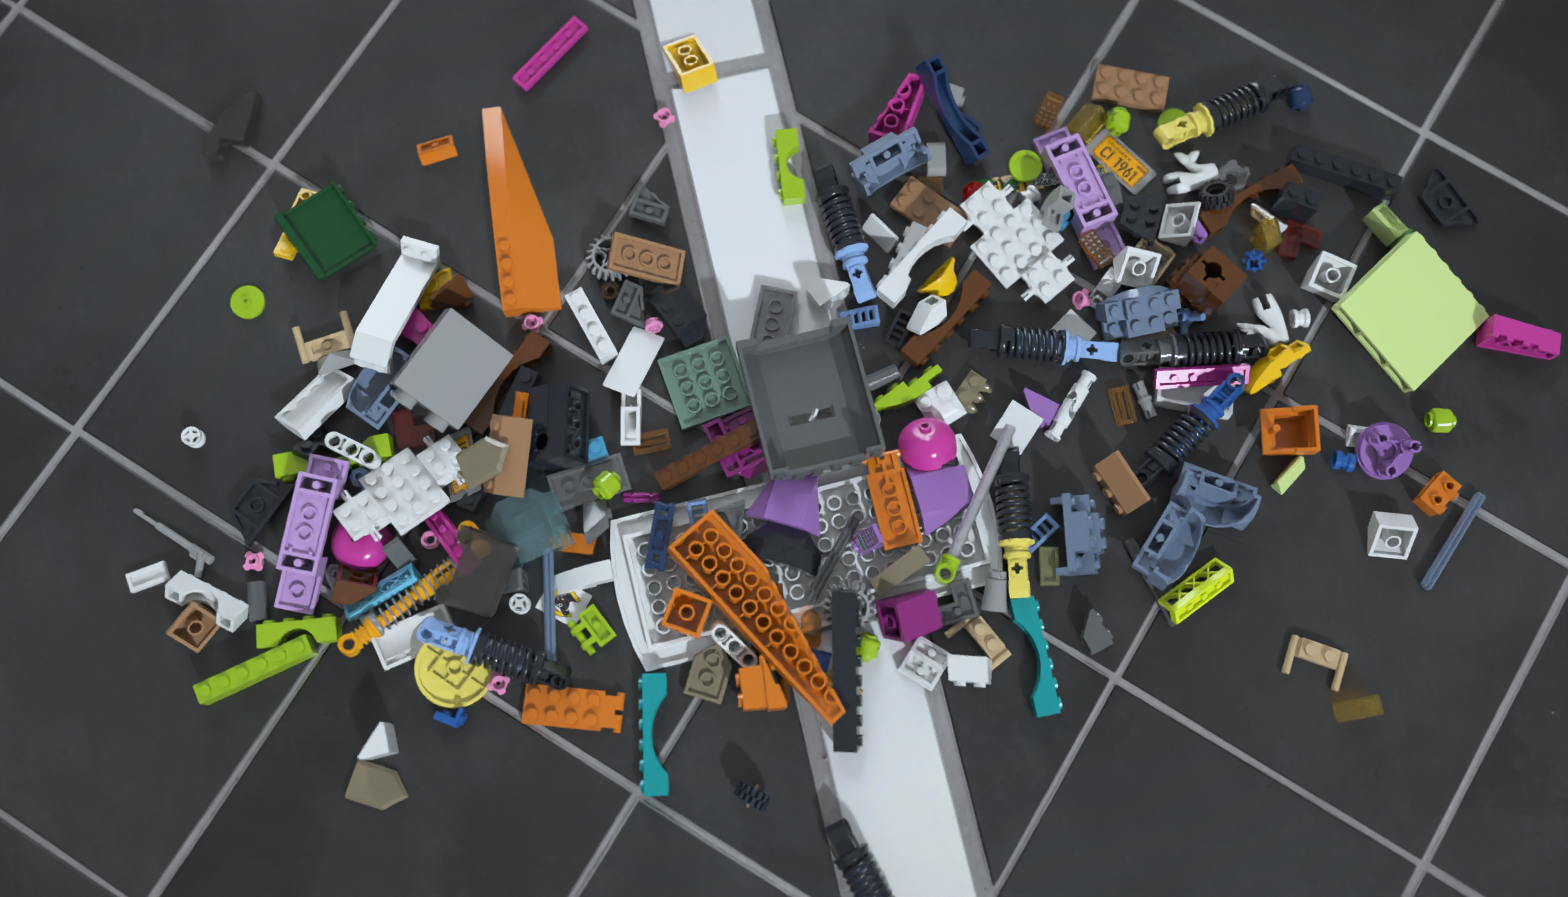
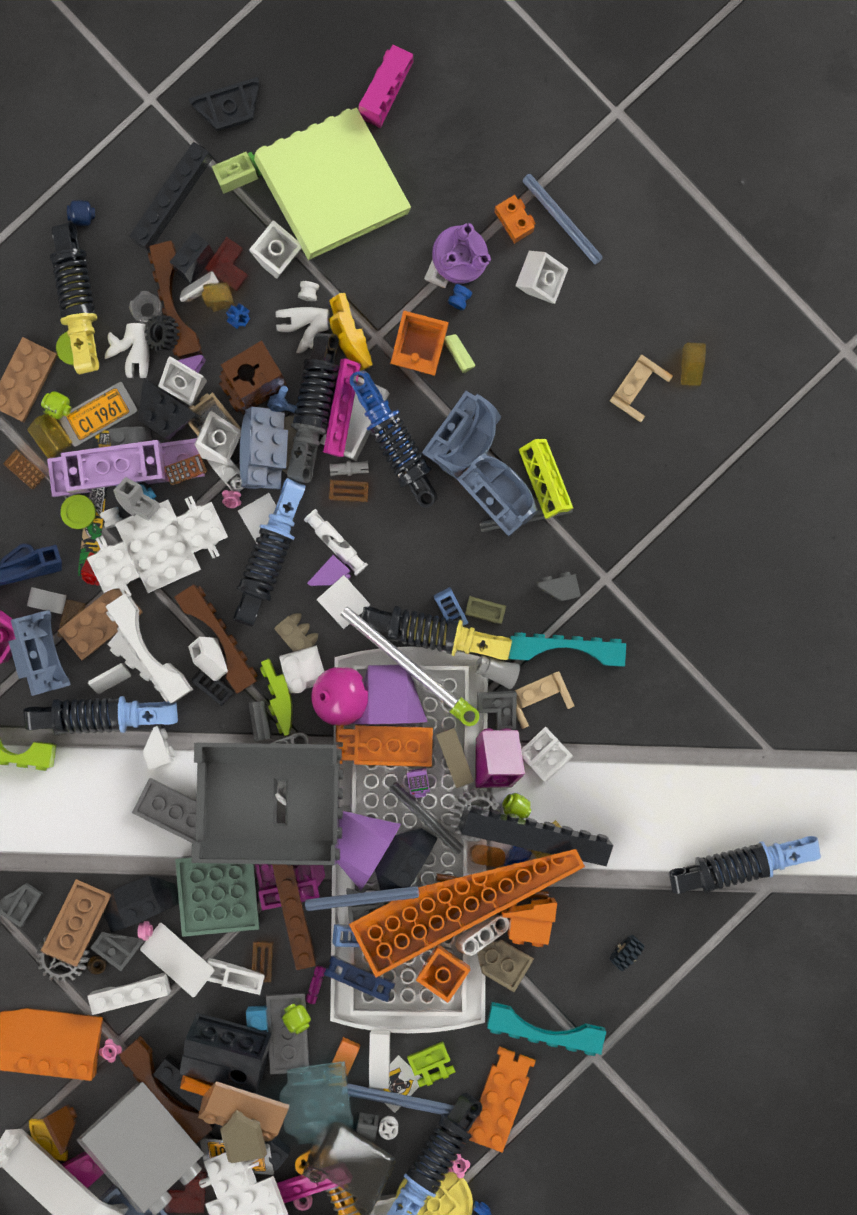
camera: 75 degrees left, 10 degrees up
(595, 519) = (326, 1037): dark grey slope -> none
(740, 515) = (362, 898): none -> sand blue axle
(864, 310) = (200, 708): medium blue slope -> none
(942, 281) = (177, 632): yellow hat -> none
(969, 670) = (564, 717): white slope -> none
(1082, 534) = (464, 572): sand blue piece -> none
(1119, 484) = (426, 521): medium nougat slope -> none
(1440, 420) = (445, 190): lime head -> none

